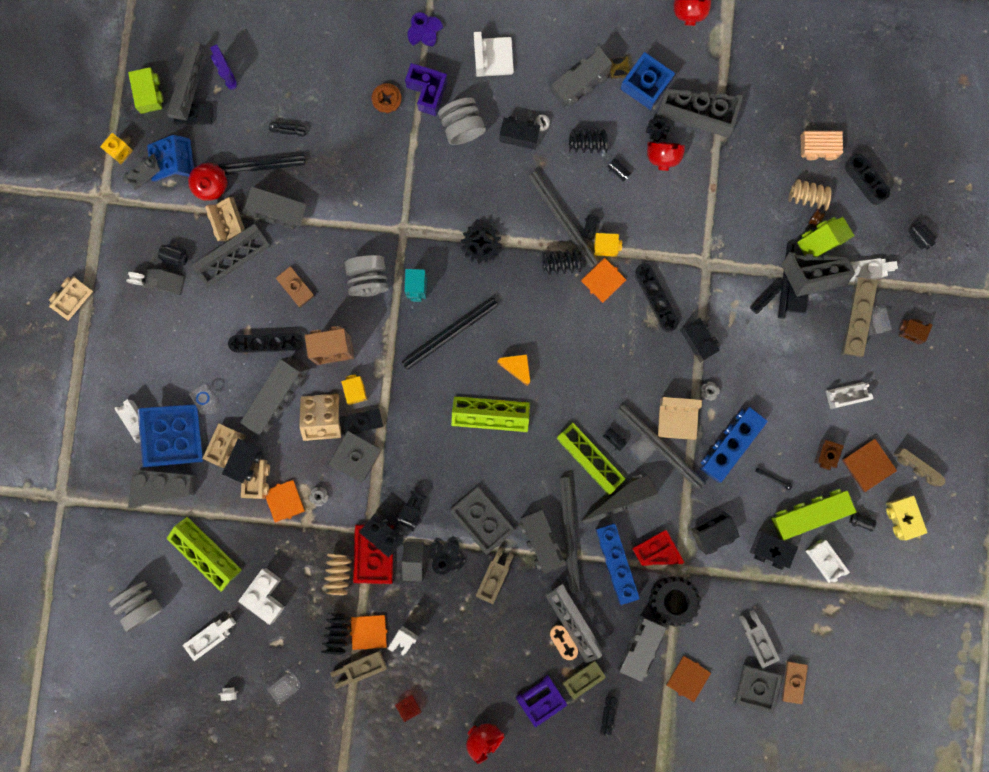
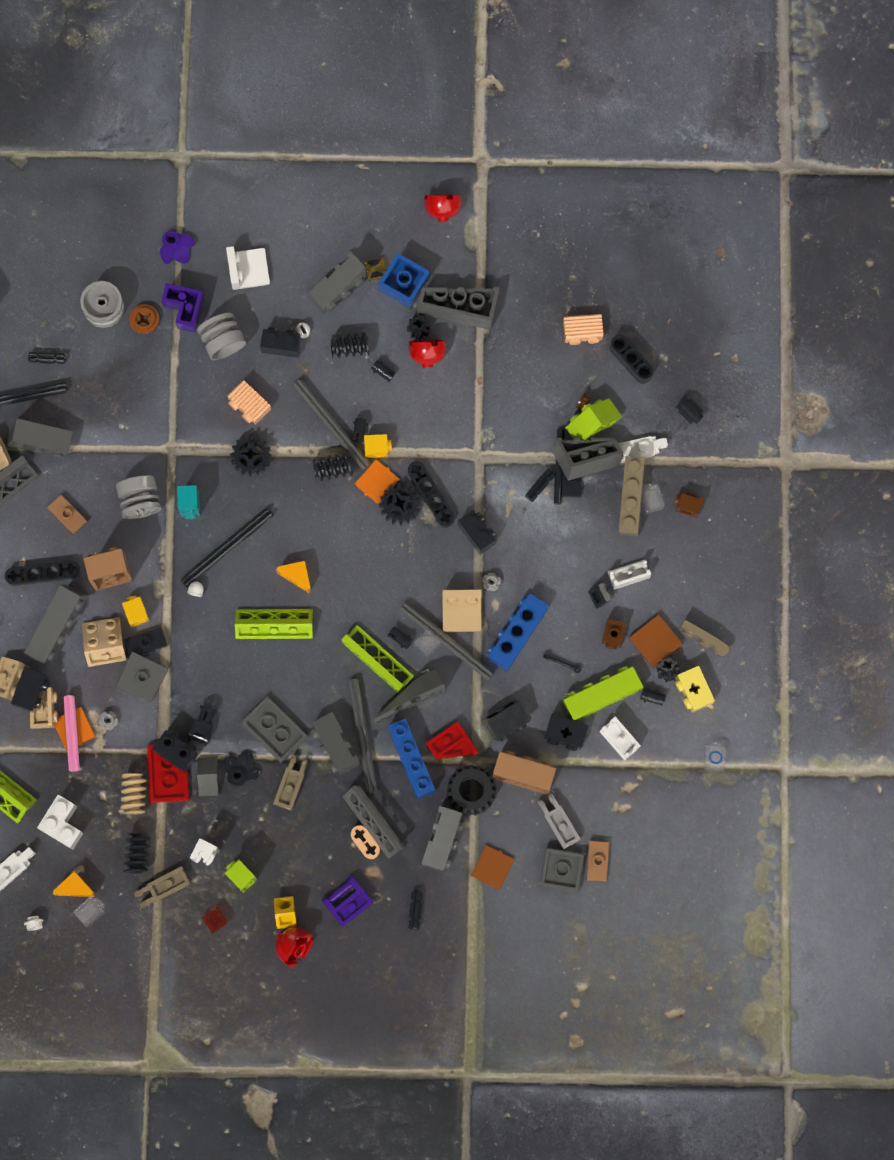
camera: 10 degrees left, 5 degrees down
(272, 662) = (74, 886): none -> light orange slope
(281, 507) = (71, 733): none -> bright pink axle
(346, 79) = (98, 294): none -> light grey wheel
(368, 632) = (169, 850): orange piece -> none
(416, 372) = (195, 589): none -> white hinge
(437, 668) = (240, 875): none -> lime brick
(480, 714) = (285, 912): none -> yellow brick
(483, 190) = (248, 402): none -> light nougat brick
(584, 680) = (388, 876): olive plate -> none
(633, 302) = (393, 508): none -> black gear
(730, 588) = (524, 772): none -> medium nougat brick
(810, 193) = (575, 379): tan piece -> none
(818, 414) = (600, 595): none -> black tile
(881, 496) = (668, 670): none -> black gear
(921, 589) = (714, 757): none -> clear brick

